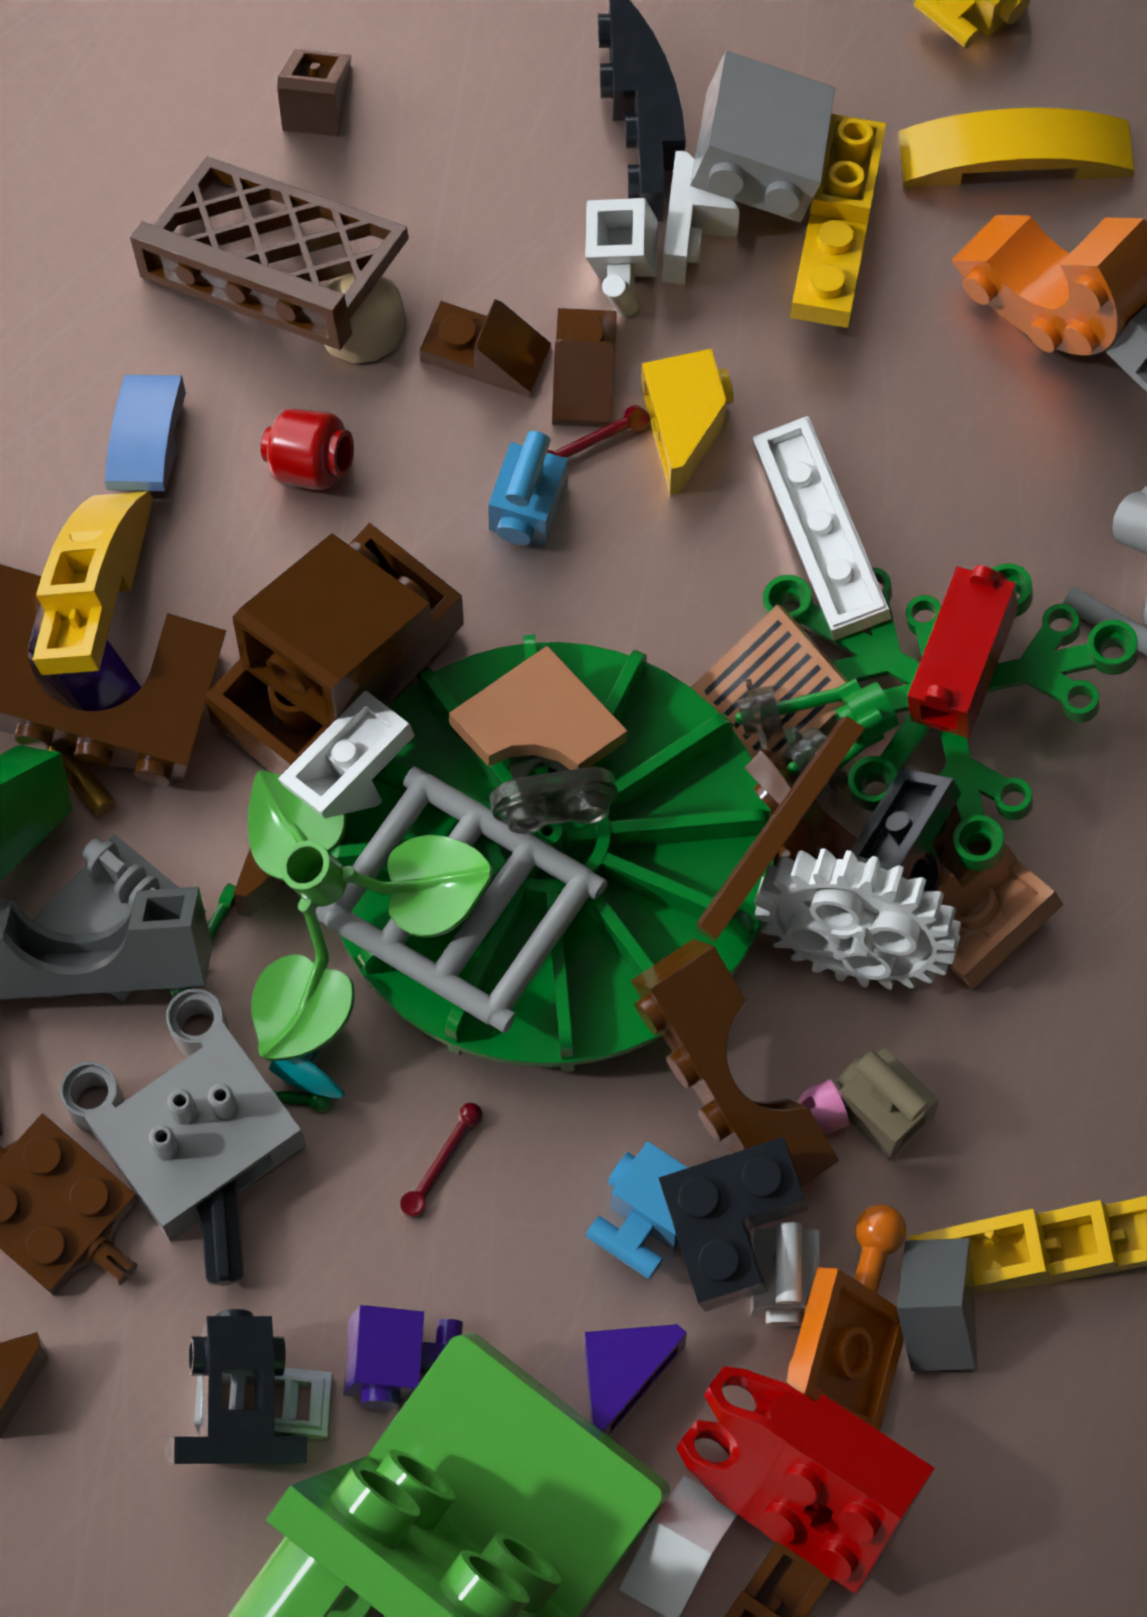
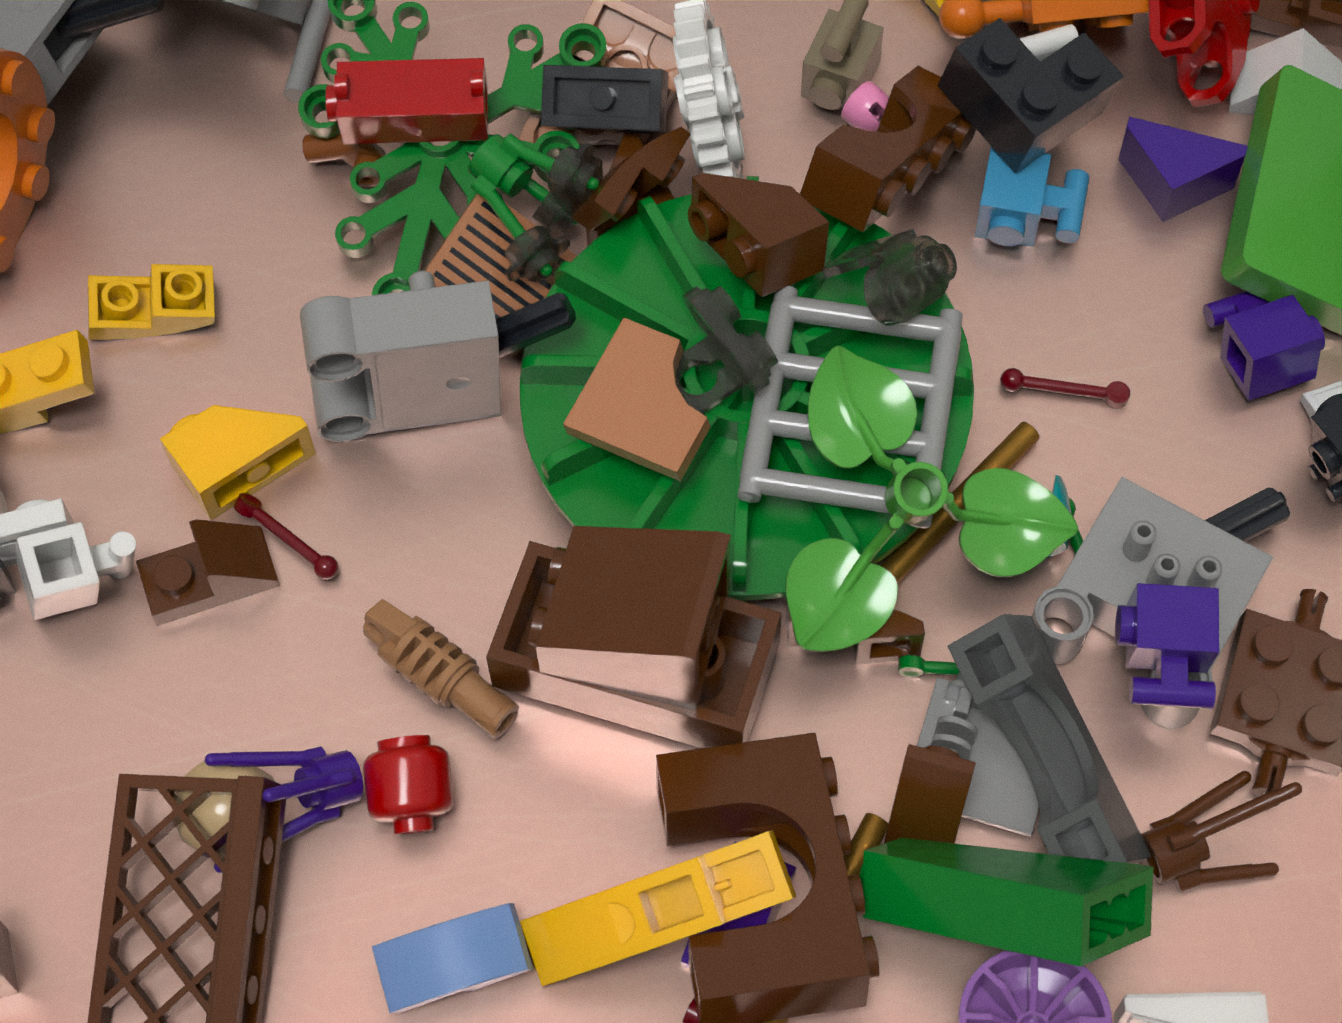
camera: 110 degrees left, 5 degrees down
(83, 831) = (930, 795): none -> reddish brown slope
(116, 1079) = (1174, 634): none -> dark purple brick
(337, 386) = (321, 783): none -> dark purple plant
(340, 765) = (771, 549): white slope -> none
(373, 1026) = (924, 539): none -> pearl gold bar
(414, 505) = (437, 667): none -> medium nougat hinge
(488, 348) = (219, 675): reddish brown slope -> none
(528, 491) = (377, 558): dark azure brick -> none
(555, 978) = (903, 274): none -> clear smoke bracket
(659, 877) = (759, 229): none -> reddish brown slope
(689, 568) = (415, 355): none -> light grey piece
(778, 828) = (662, 139): reddish brown tile -> none
(821, 528) = (341, 266): white tile -> none
(882, 401) = (144, 306): none -> yellow slope

